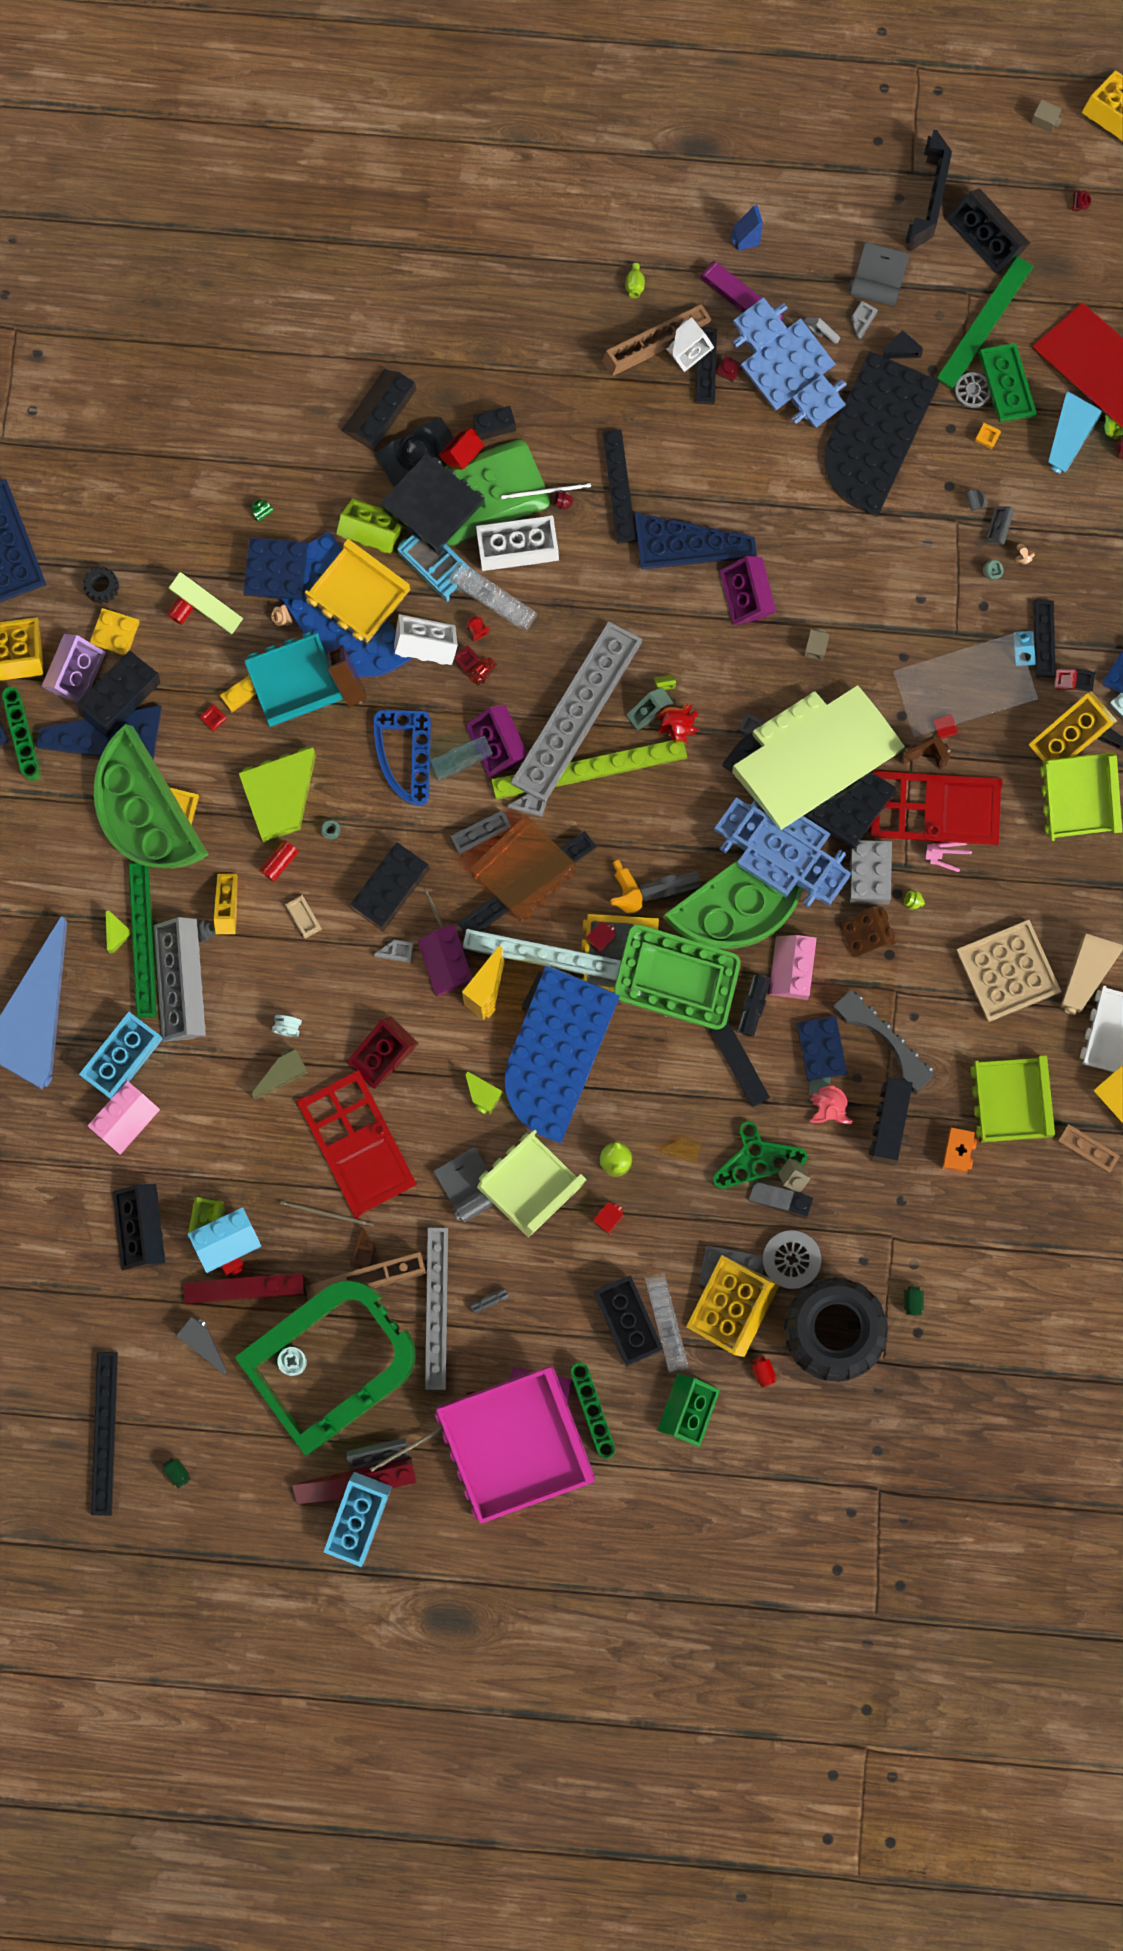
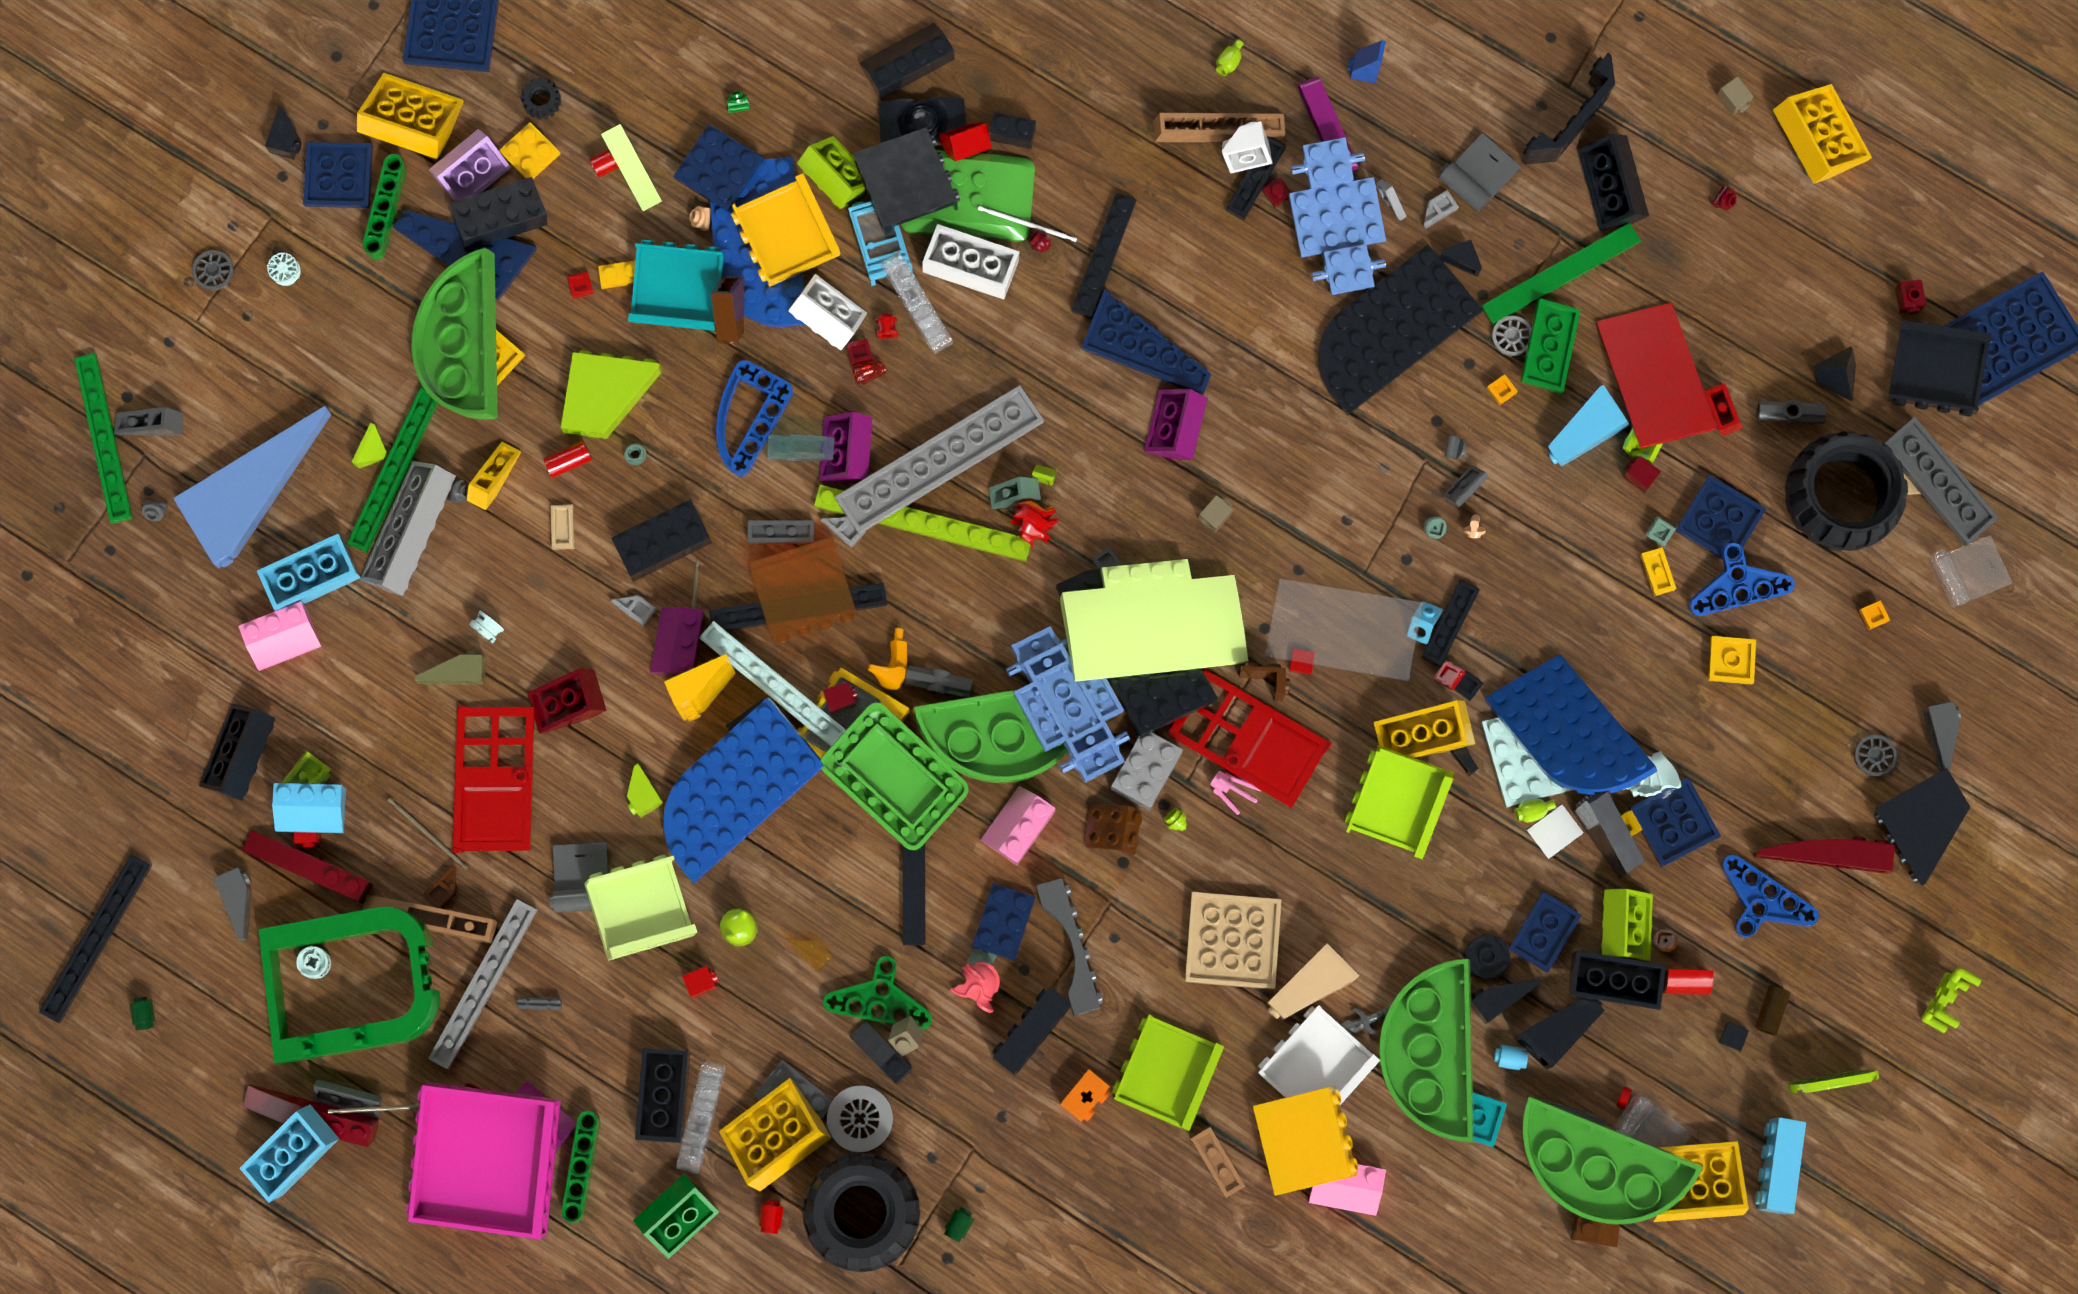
camera: 25 degrees right, 0 degrees up
(754, 1006) = (958, 844): black piece -> none

